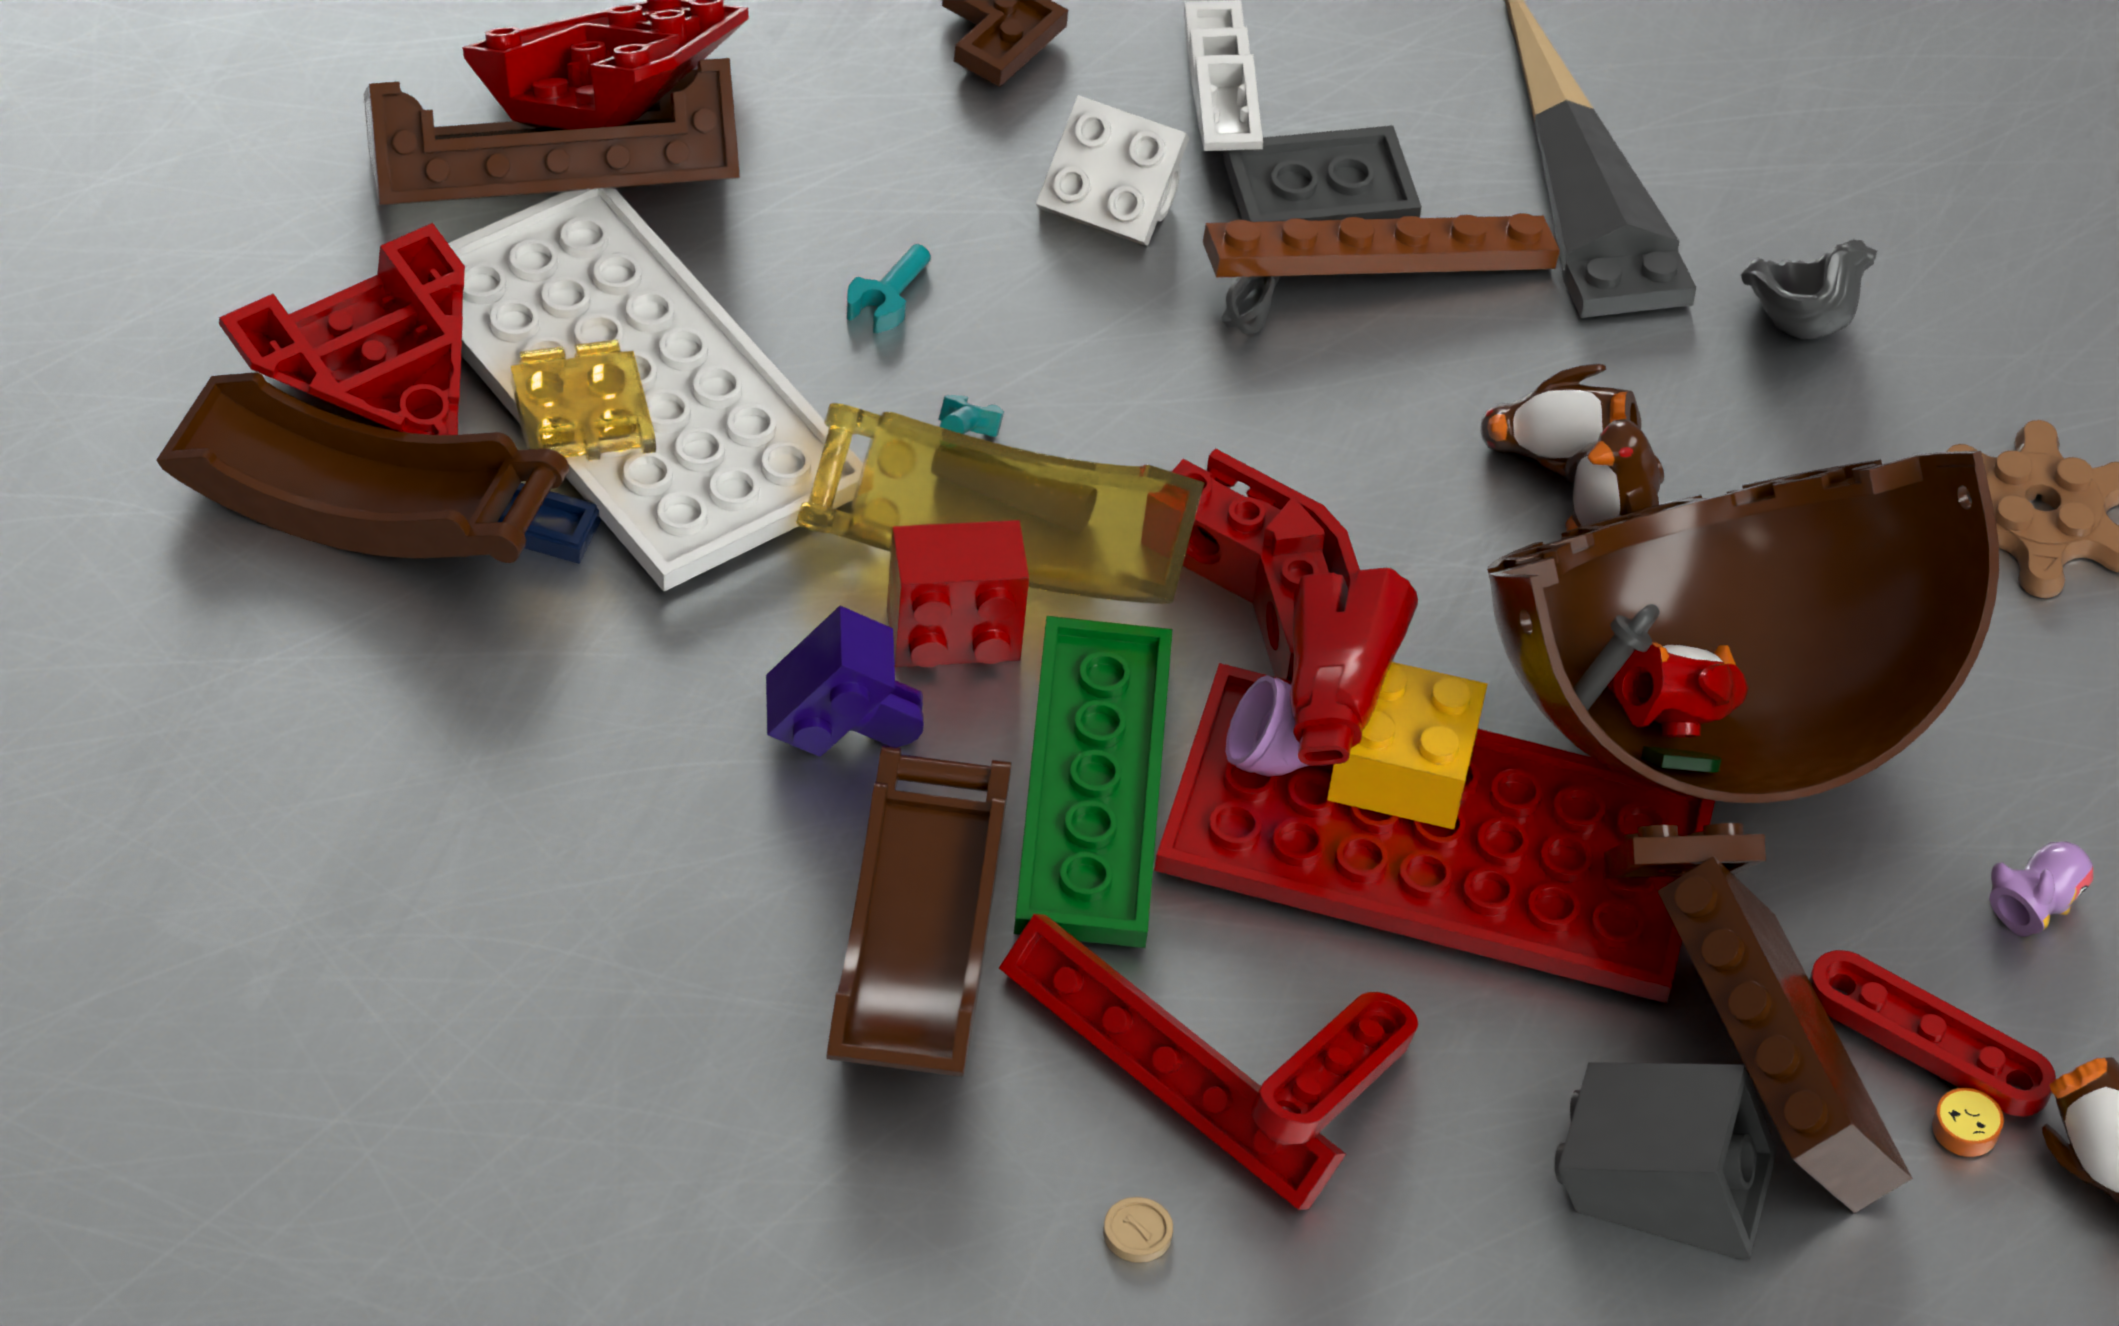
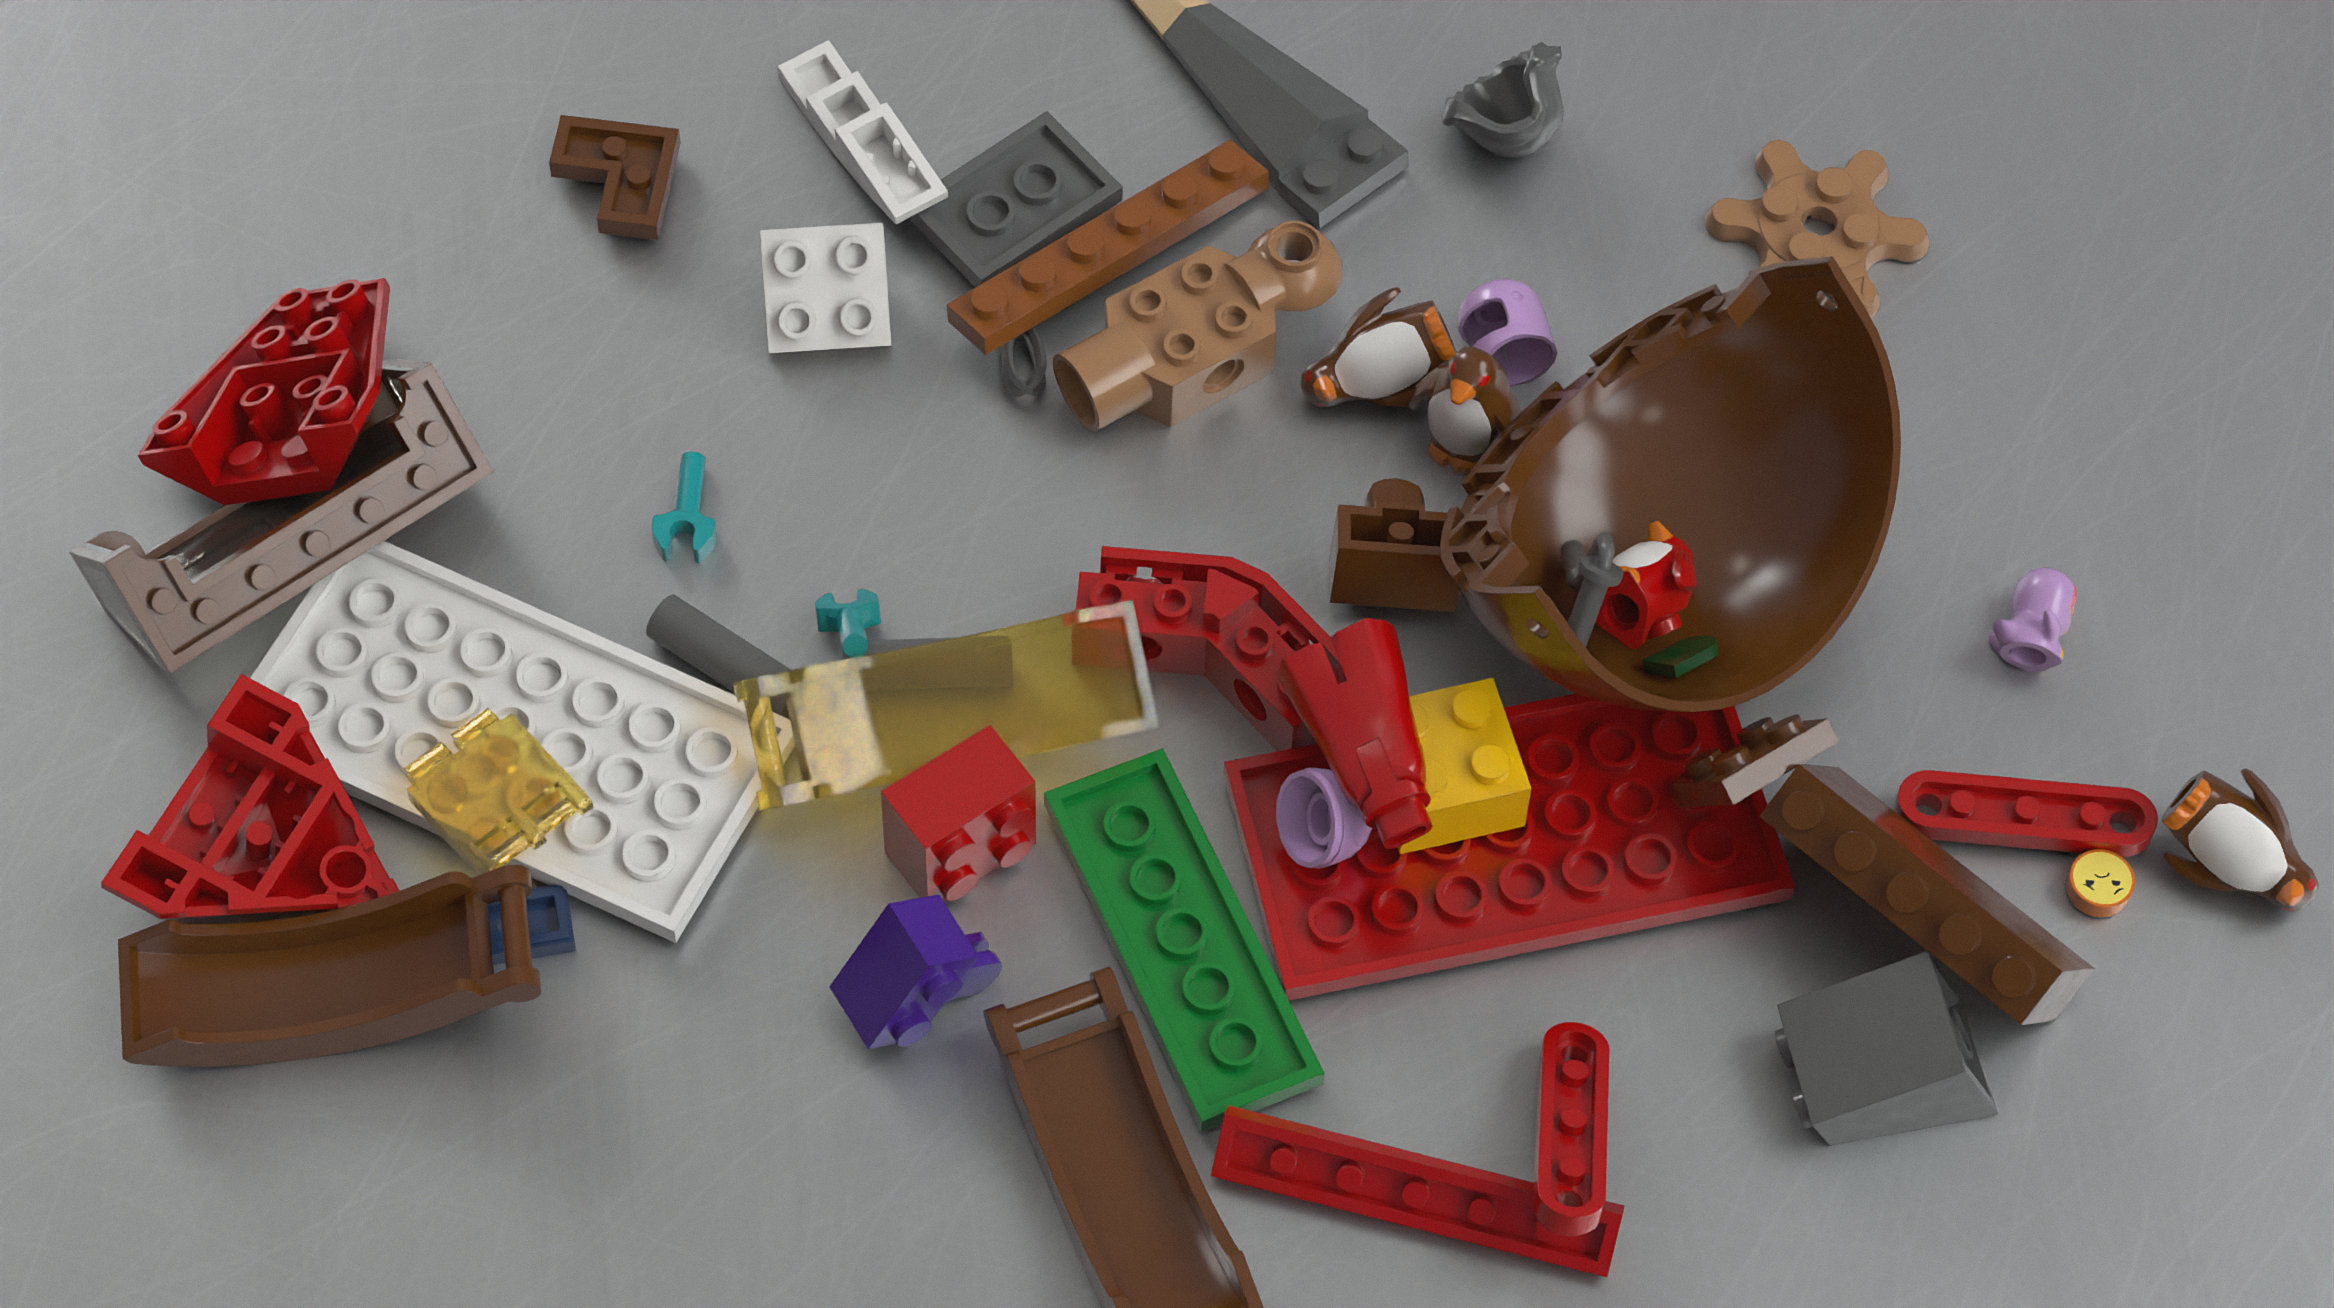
camera: 25 degrees left, 10 degrees up
(833, 380) = (712, 647): none -> dark grey piece
(1414, 335) = (1196, 329): none -> medium nougat brick
(1452, 564) = (1390, 552): none -> reddish brown brick
(1698, 440) = (1511, 316): none -> lavender helmet

